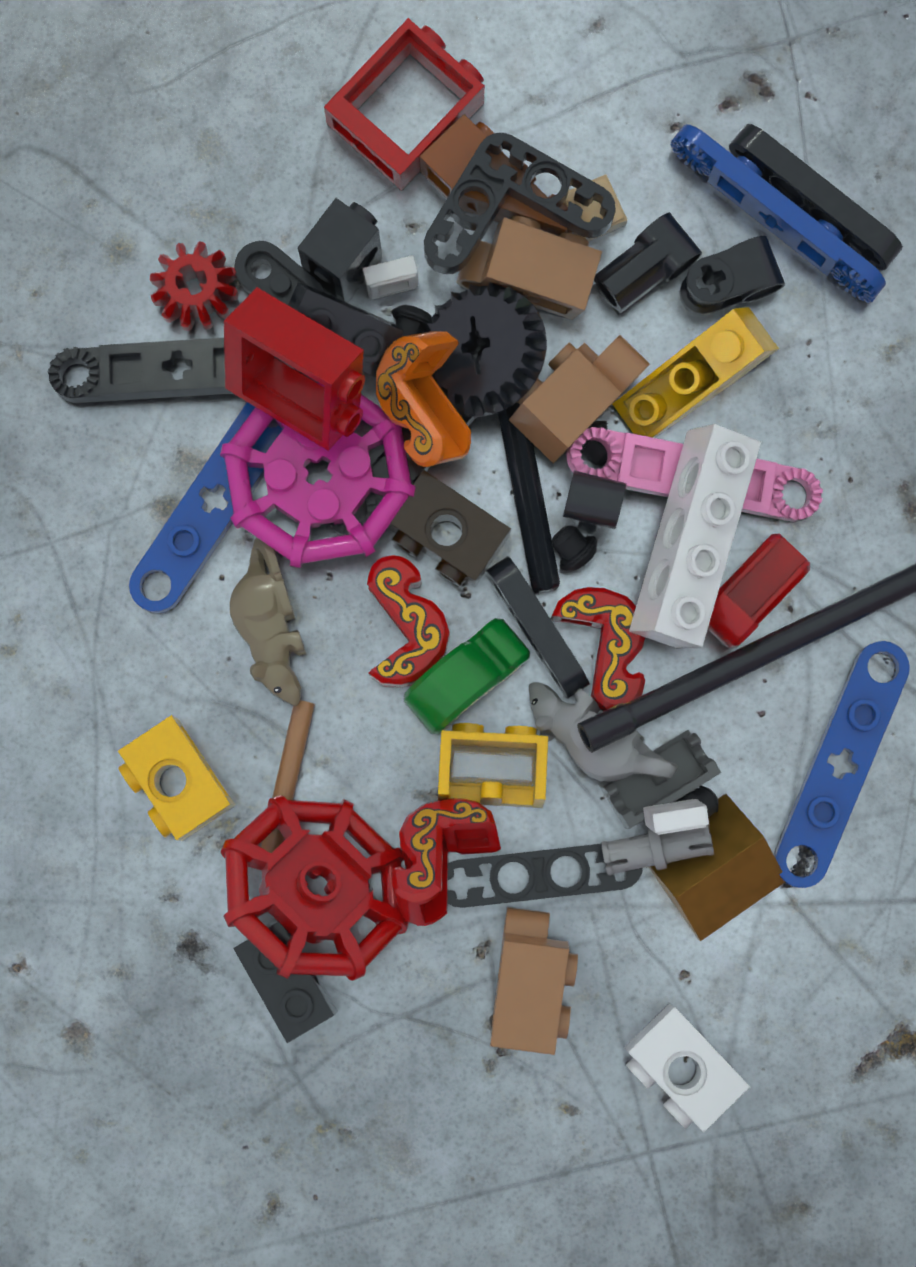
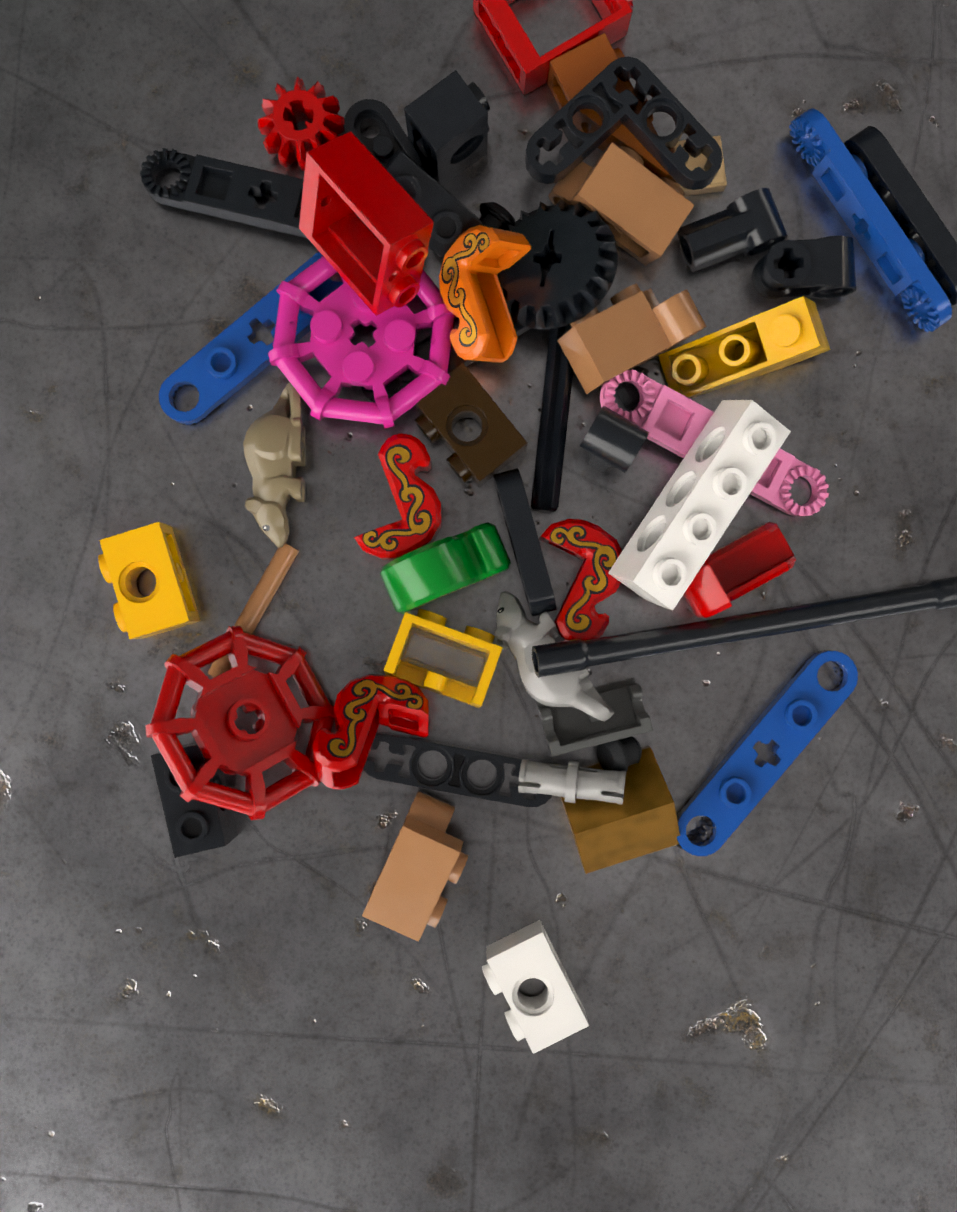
camera: 15 degrees right, 5 degrees up
(391, 277) = (488, 172): white tile -> none
(573, 547) = (581, 478): black piece -> none
(676, 816) = (598, 761): white tile -> none

